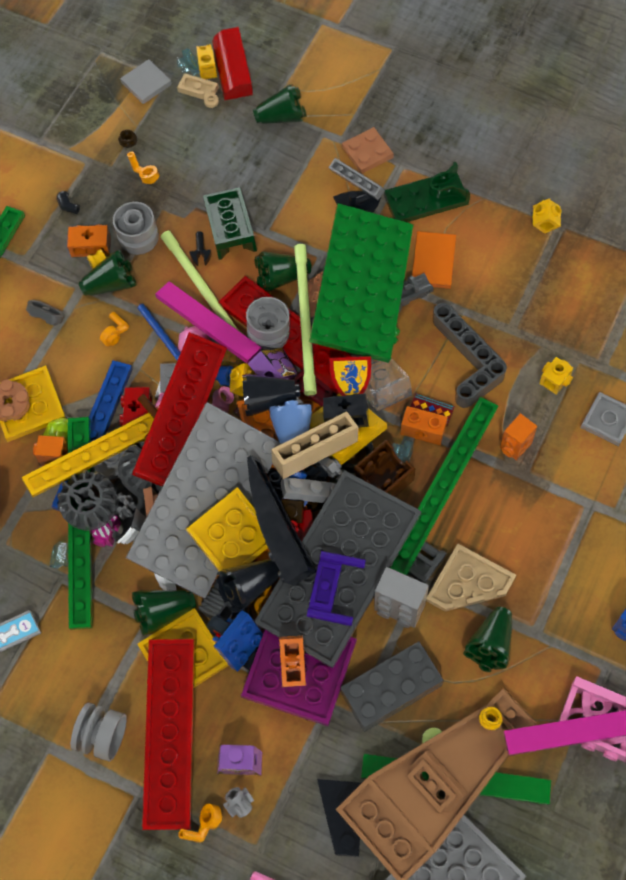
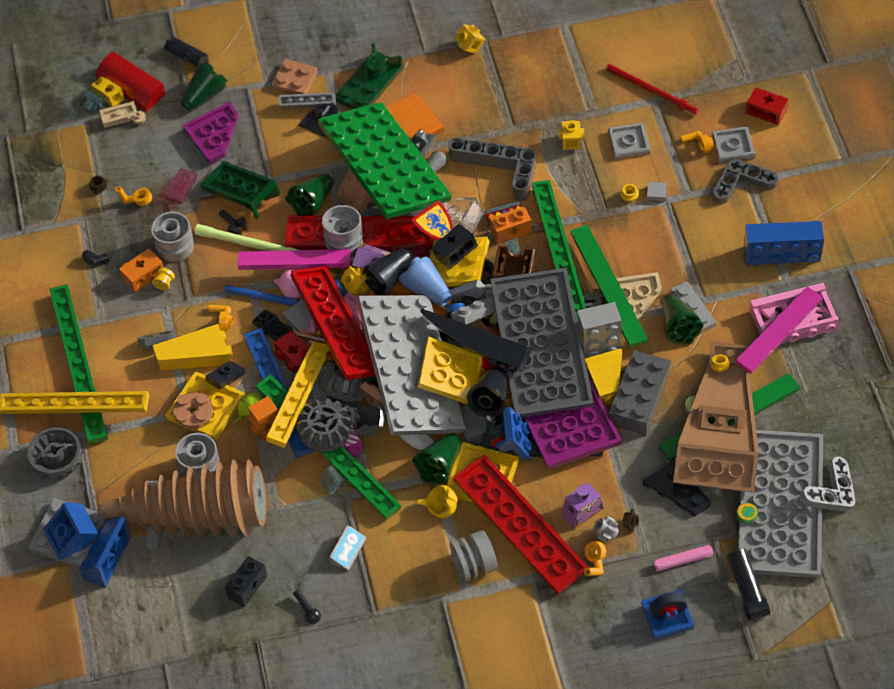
camera: 40 degrees left, 10 degrees down
(64, 387) = (225, 374): none -> black plate
(65, 345) = (194, 350): none -> yellow slope
(108, 276) = (184, 281): dark green cone -> none
(124, 652) = (440, 502): none -> yellow hair
(145, 369) = (271, 325): none -> black slope
(146, 81) = (70, 136): light grey tile -> none
(187, 186) = (180, 186): none -> clear pink plate
(256, 154) = (213, 131): none -> magenta plate
(269, 811) = (630, 520): none -> dark brown plate
(292, 661) = (565, 414): orange brick -> none
(298, 67) = (185, 51): none -> black piece
(309, 377) = (325, 175): yellowish green piece -> none
(314, 445) = (456, 276): tan brick -> none
(326, 587) = (546, 355): dark purple plate -> none
(376, 643) = (605, 374): none -> yellow slope
(412, 315) = (437, 160): none -> light grey cone
(456, 556) = (608, 285): none -> green tile
(518, 437) = (582, 188): orange brick -> none
(522, 635) = (690, 298): none -> light grey plate
(565, 468) = (629, 192): none -> yellow plate
(590, 489) = (656, 191): none -> light grey tile

